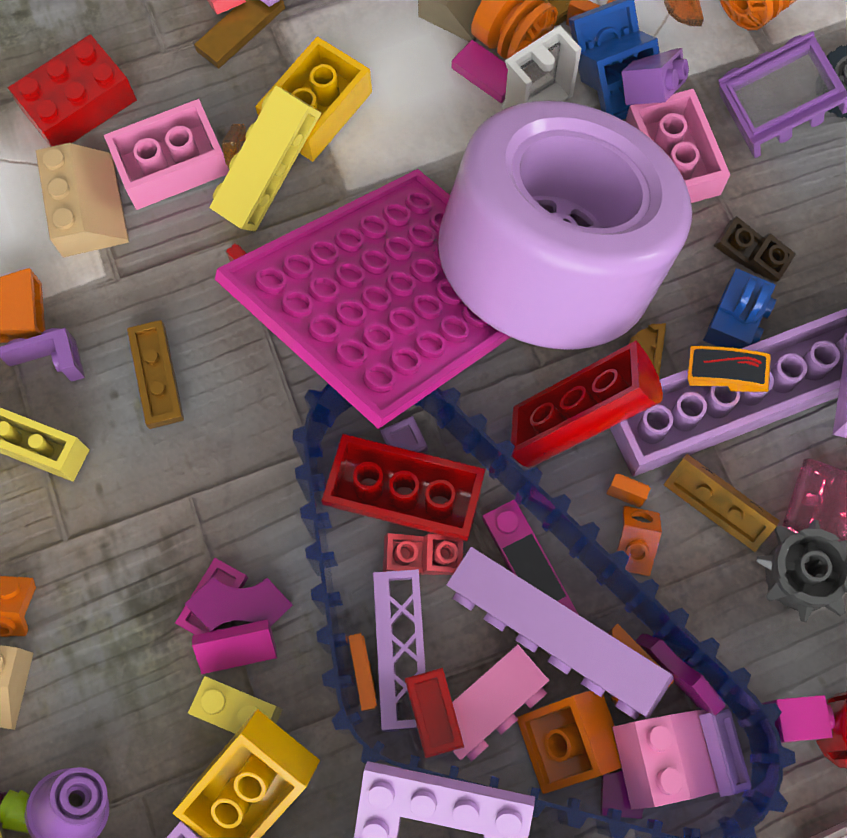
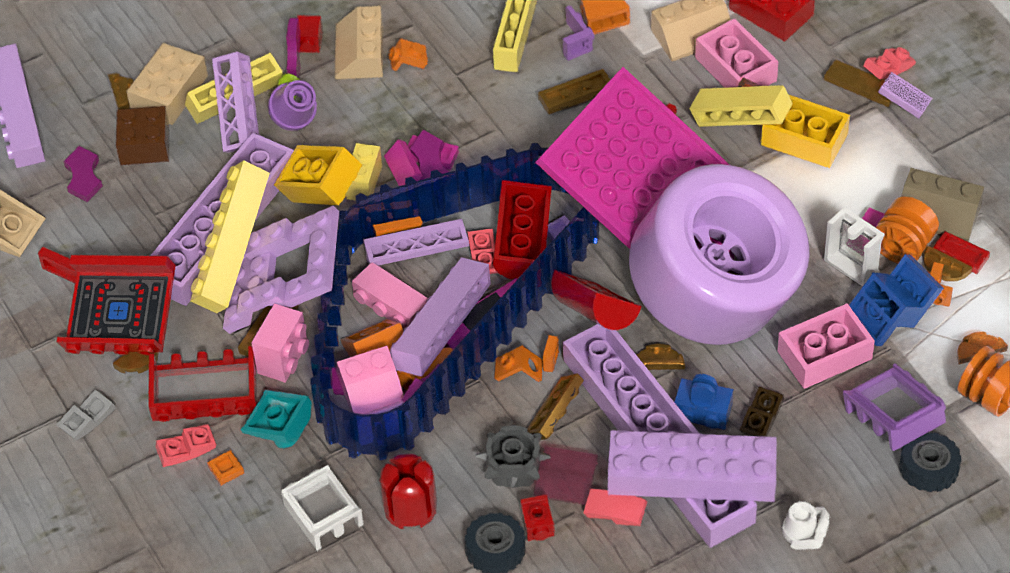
camera: 80 degrees right, 20 degrees down
(434, 713) = (377, 260): red tile -> none
(654, 77) = (876, 315): medium lavender slope -> none
(729, 367) = (643, 377): slope -> none
(804, 718) = (405, 439): dark pink slope -> none

